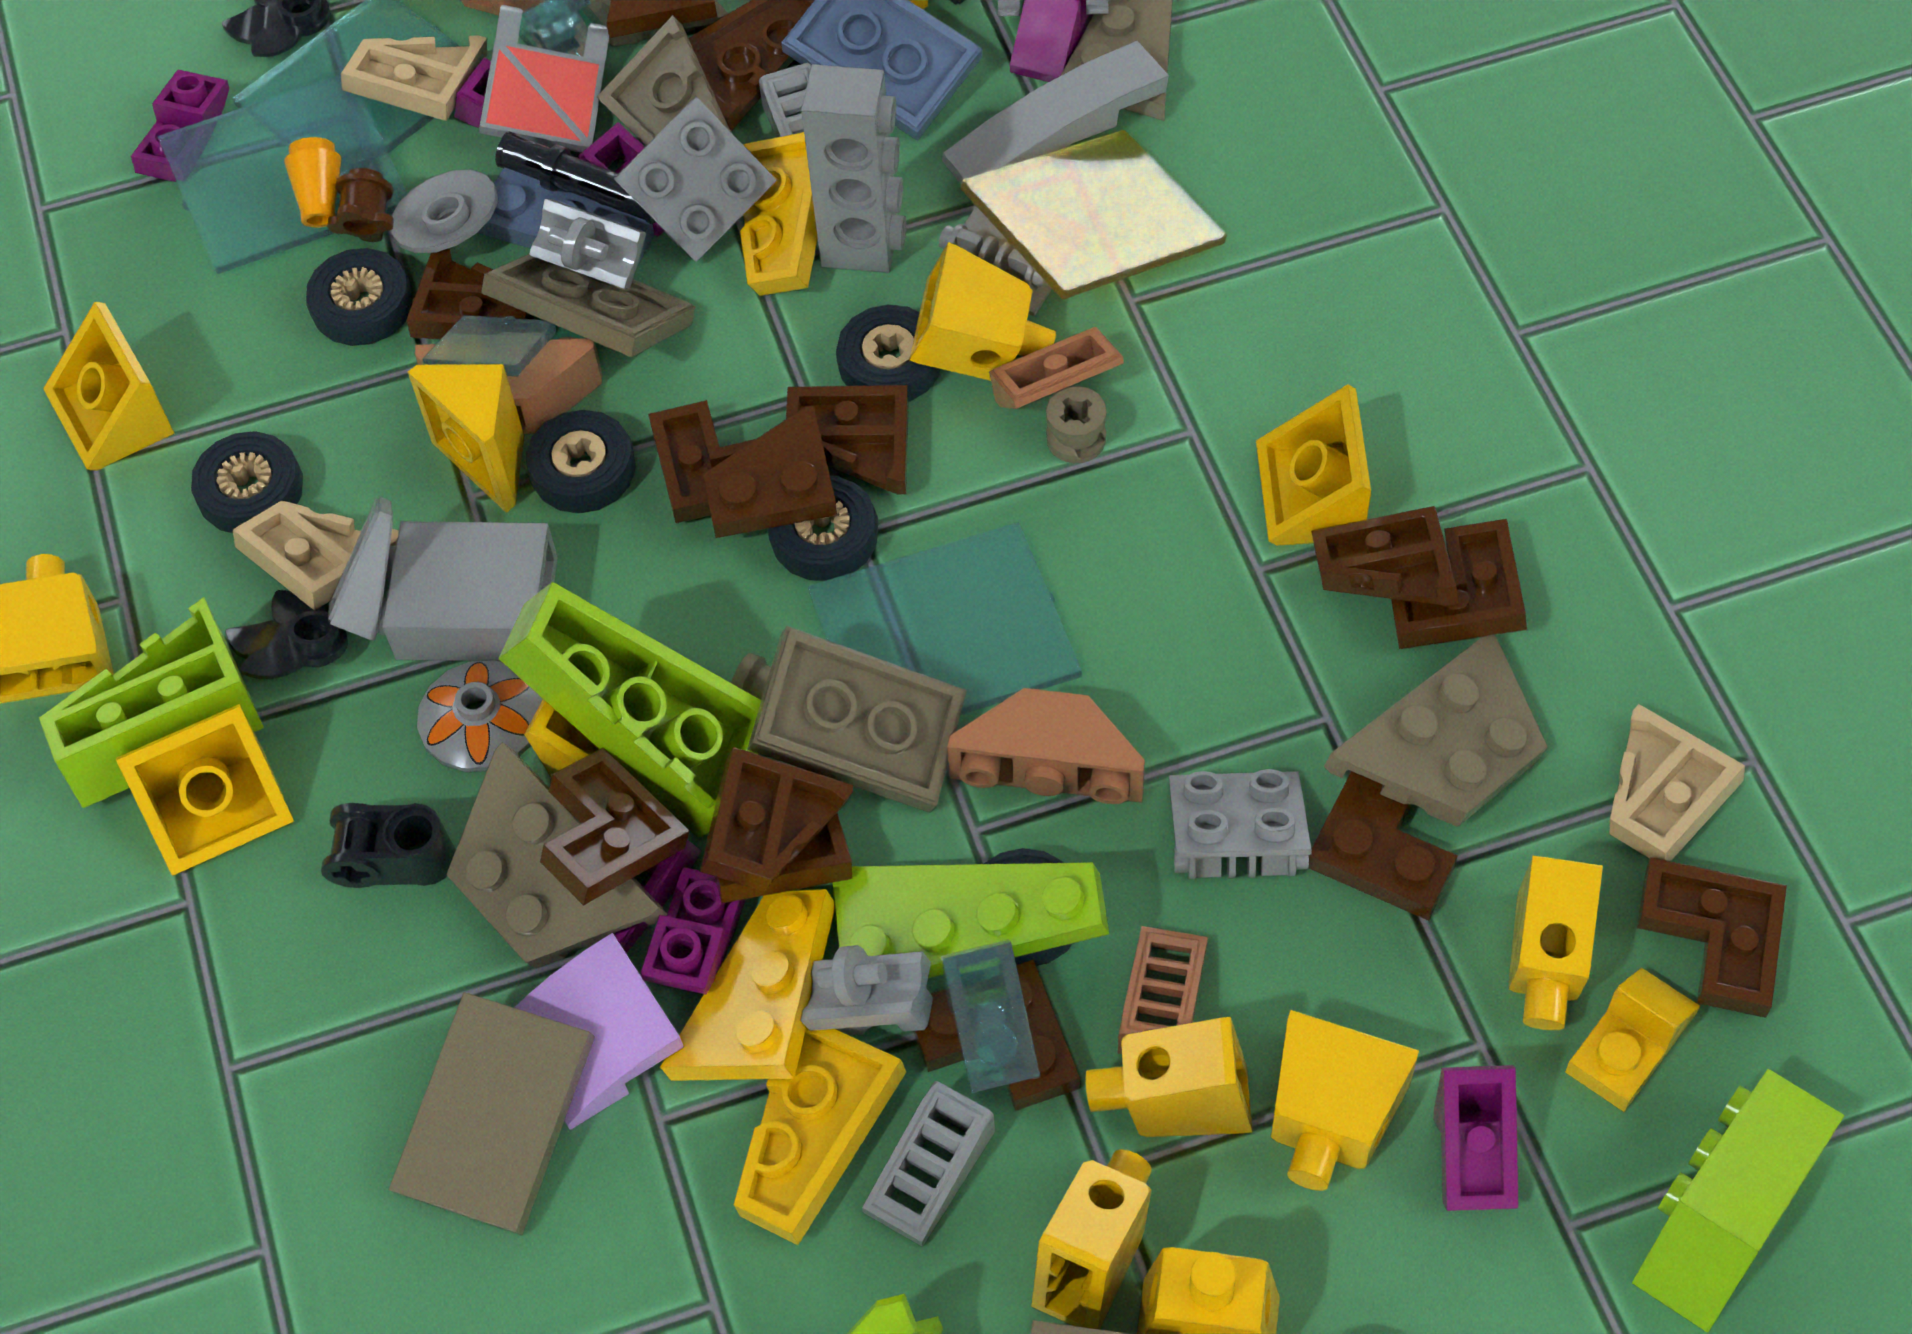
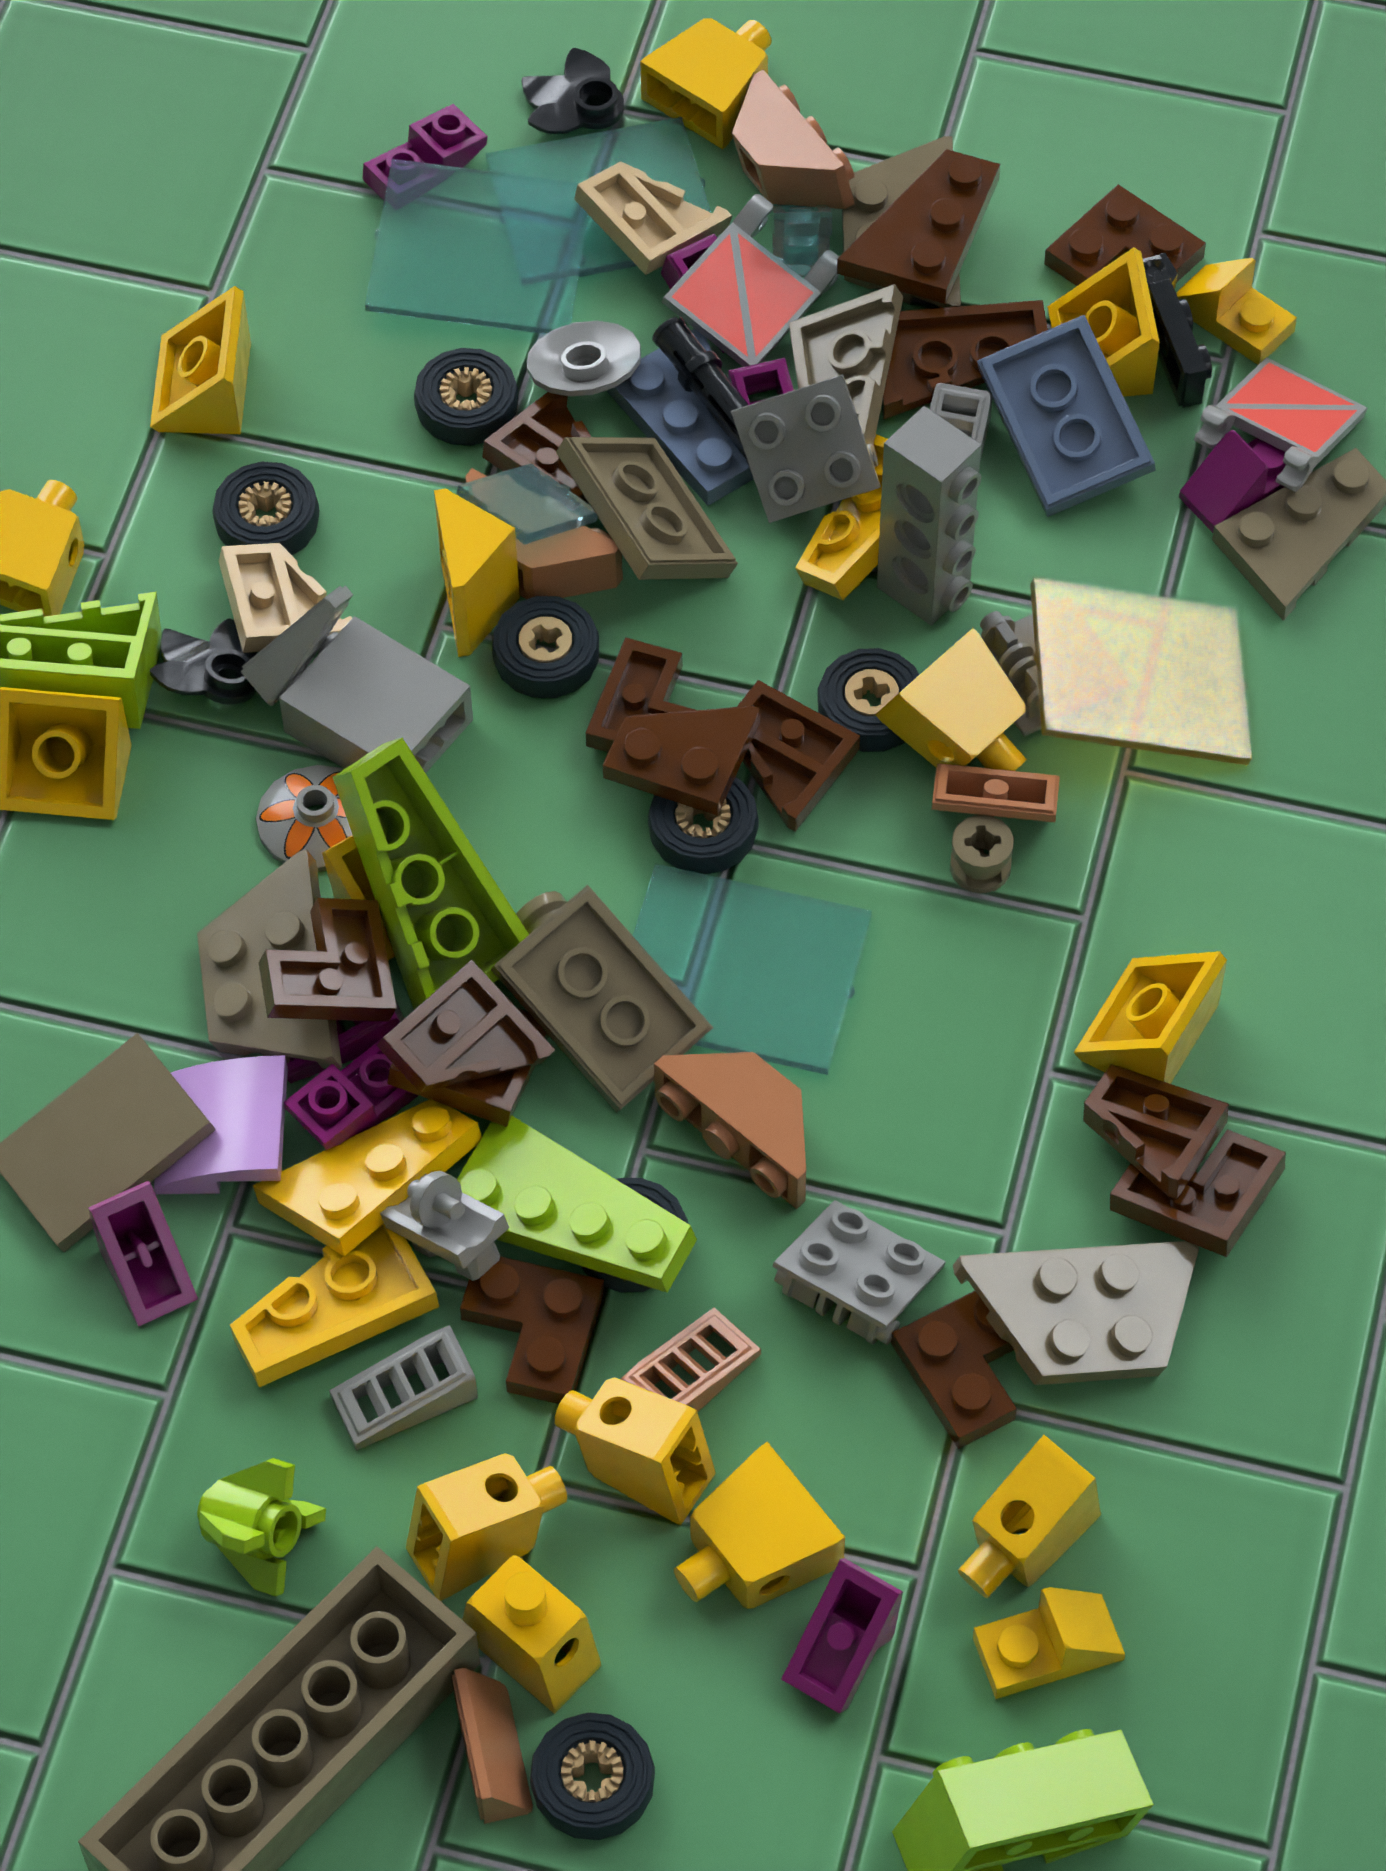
camera: 30 degrees right, 0 degrees up
(313, 176) = (494, 269): light orange cone -> none
(362, 205) = (519, 315): reddish brown brick -> none
(375, 844) = (160, 877): black piece -> none
(588, 243) = (676, 458): light grey hips -> none
(605, 1191) = (141, 1253): none -> magenta slope
(990, 1015) = (519, 1296): clear light blue slope -> none
(1060, 112) = (1181, 562): light grey slope -> none
(1668, 786) = (1242, 1462): tan wing -> none
(1734, 918) = (1205, 1607): reddish brown plate -> none

